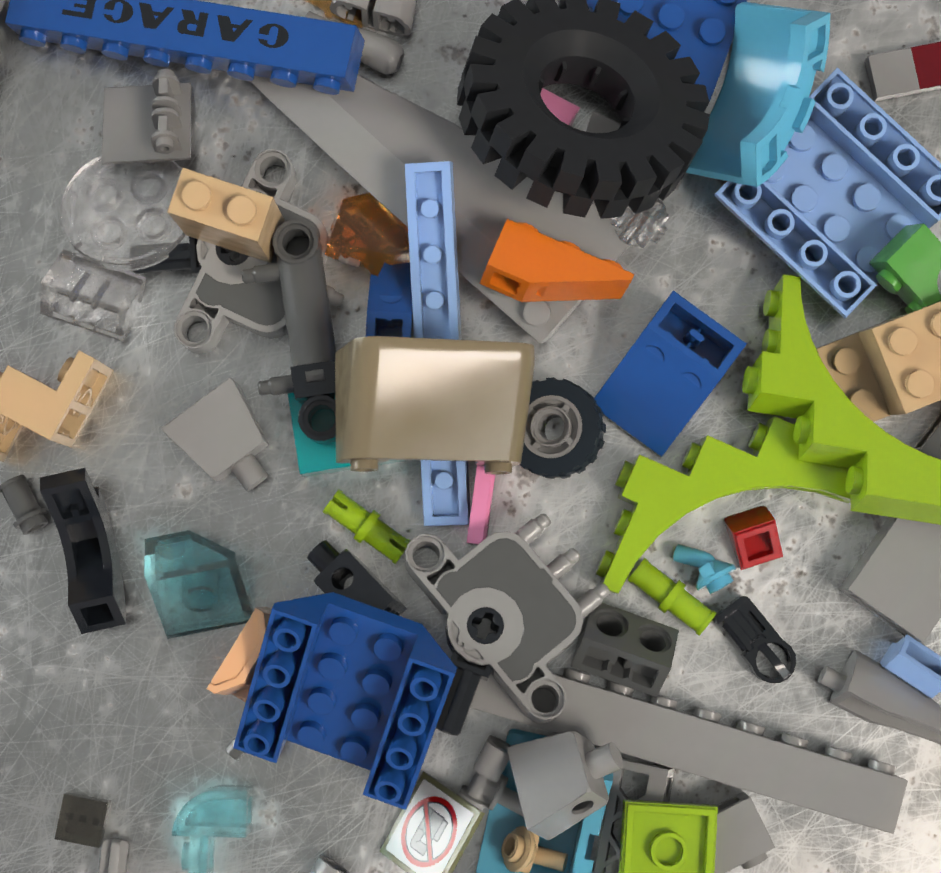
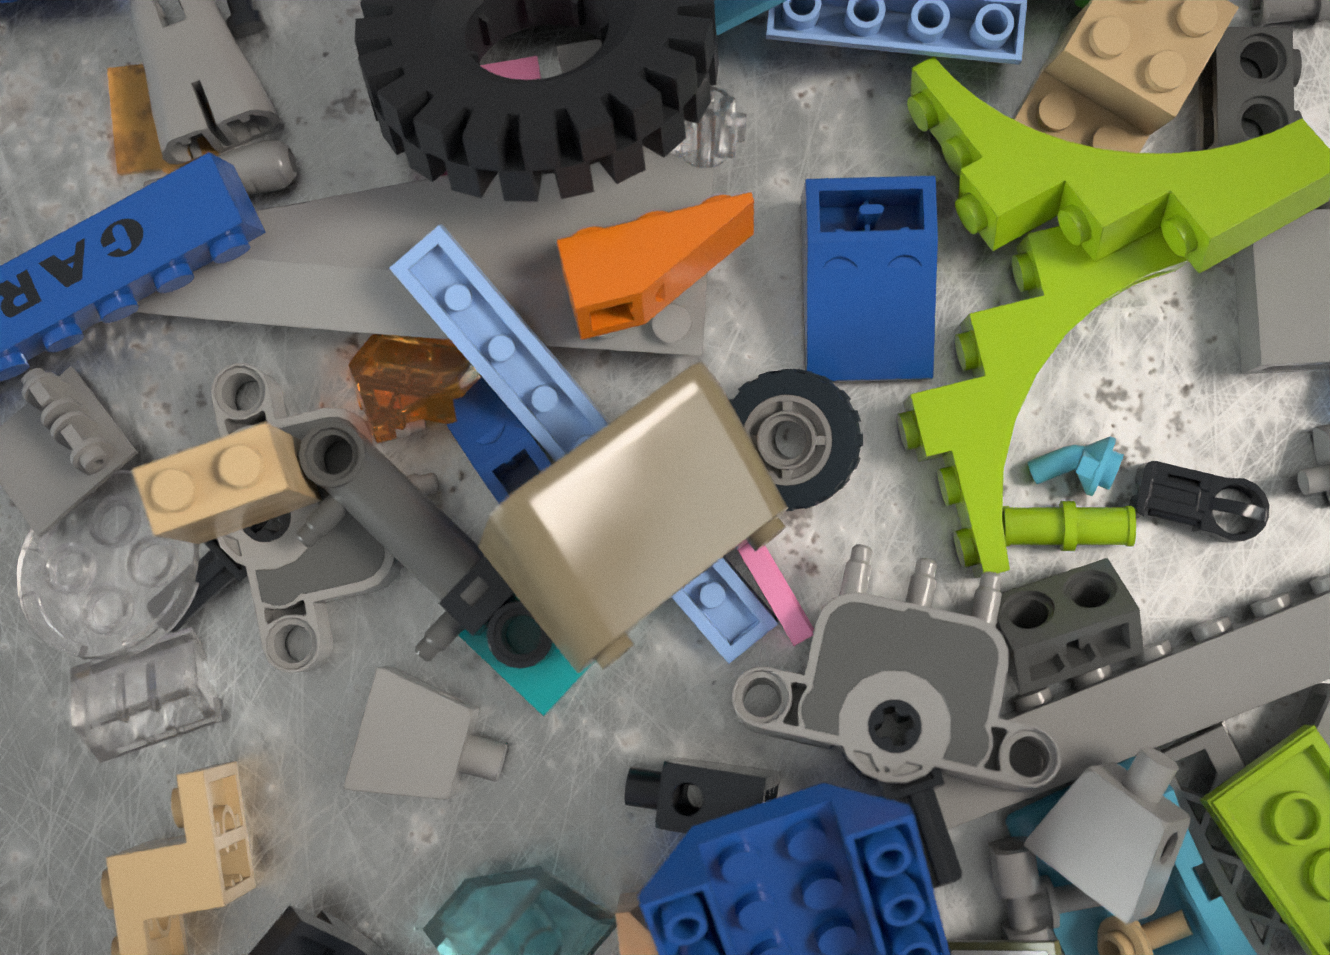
camera: 30 degrees left, 0 degrees up
(366, 526) = (664, 715): lime pin -> none
(754, 537) = (1104, 387): red slope -> none

